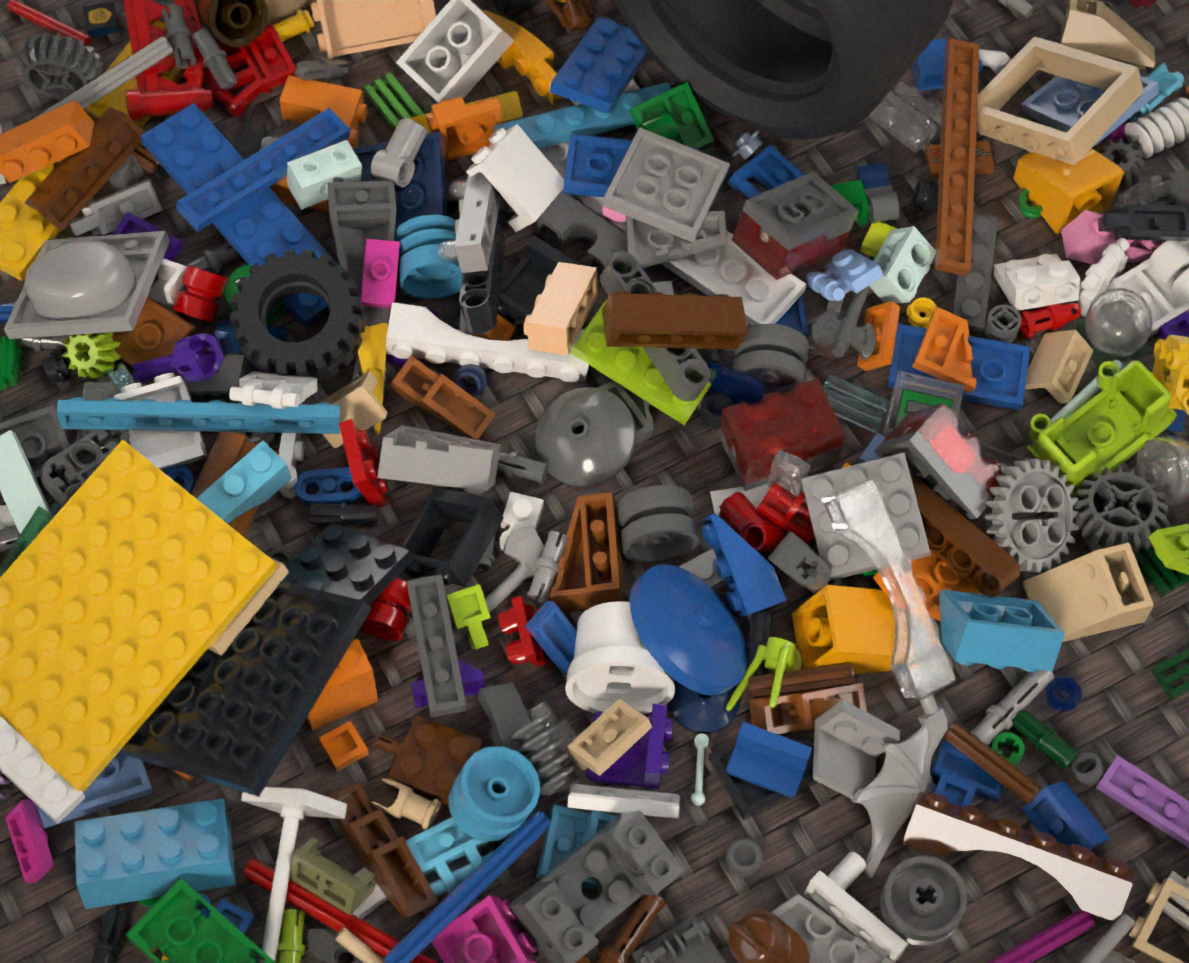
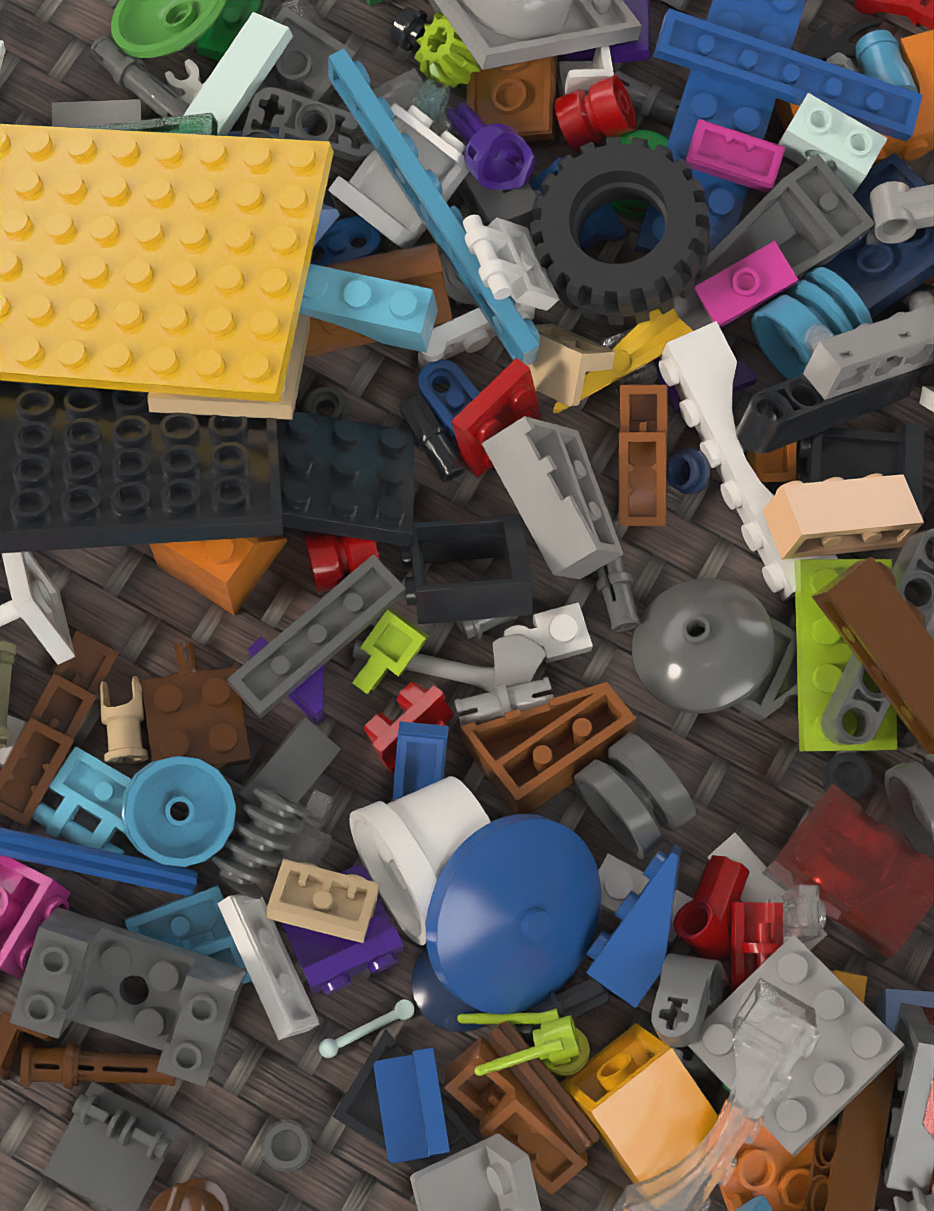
camera: 55 degrees right, 10 degrees up
(282, 120) = (880, 59): none -> dark azure piece
(293, 228) = (734, 156): none -> dark pink plate
(343, 746) = (152, 611): orange plate -> none
(735, 384) = (882, 780): clear blue piece -> none

